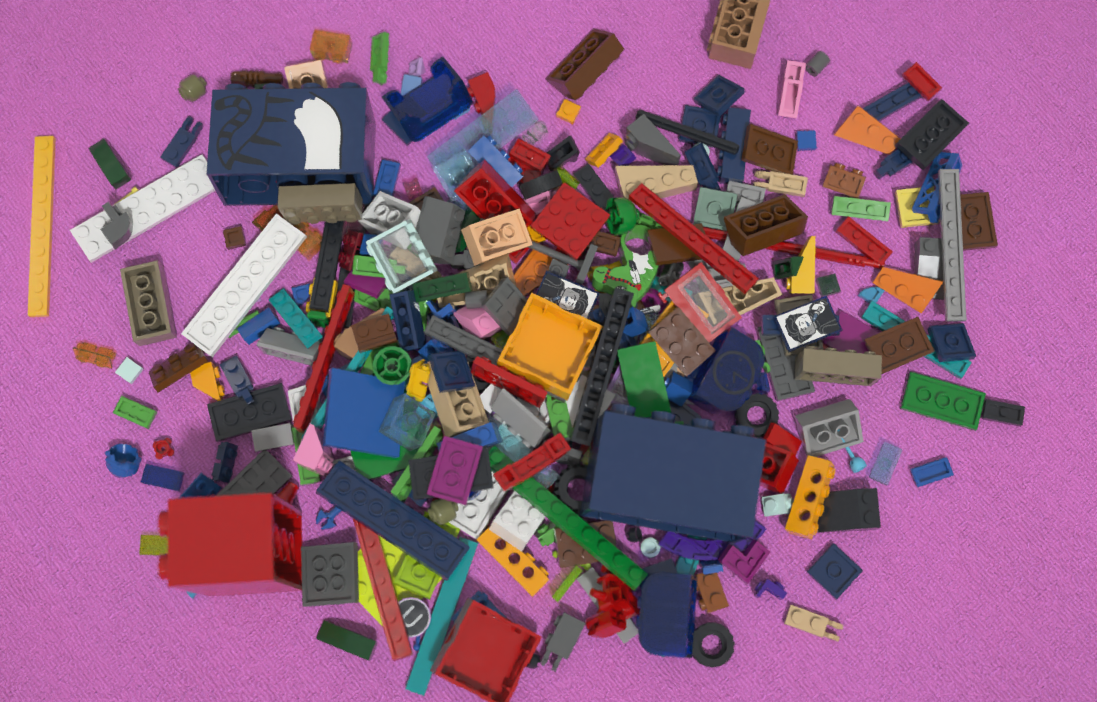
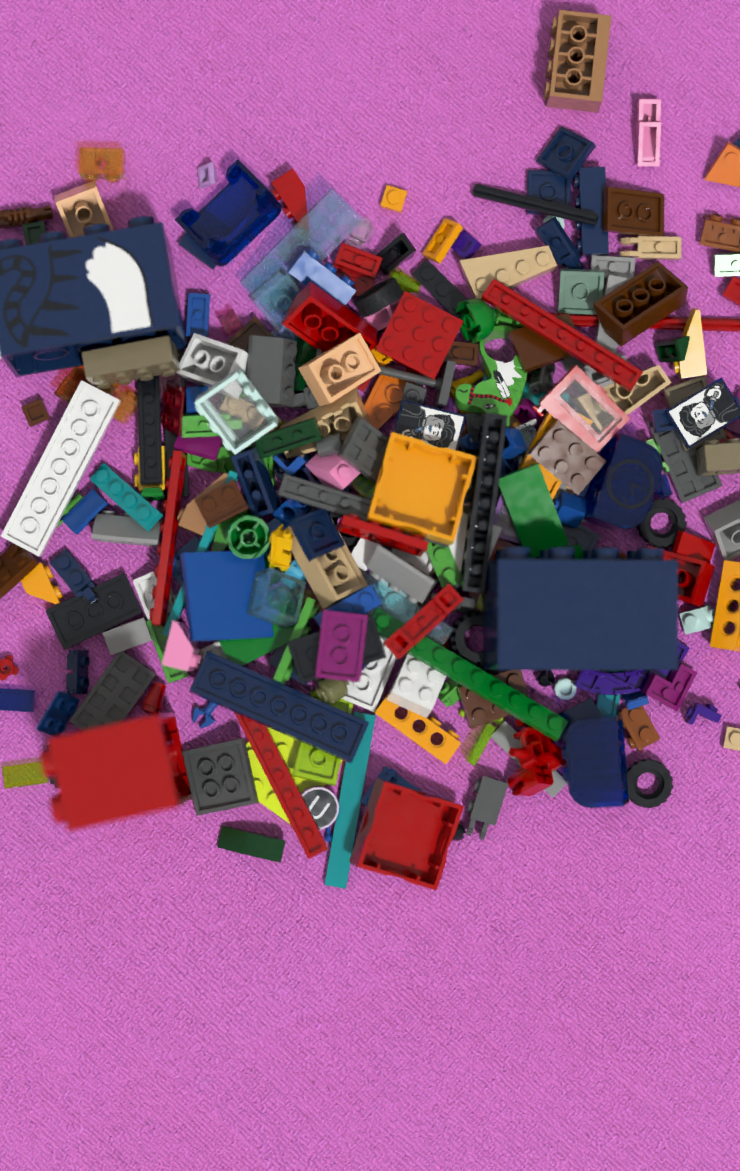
camera: 15 degrees left, 10 degrees up
(301, 294) = (125, 466): blue tile -> none
(379, 57) = (162, 168): bright green hinge -> none
(409, 83) = (203, 195): medium blue slope -> none
(585, 63) = (404, 138): reddish brown slope -> none
(650, 143) = (494, 225): dark grey slope -> none
(806, 140) = (673, 191): blue tile -> none
(817, 63) = (674, 95): dark grey piece -> none
(828, 285) = (721, 360): tile -> none

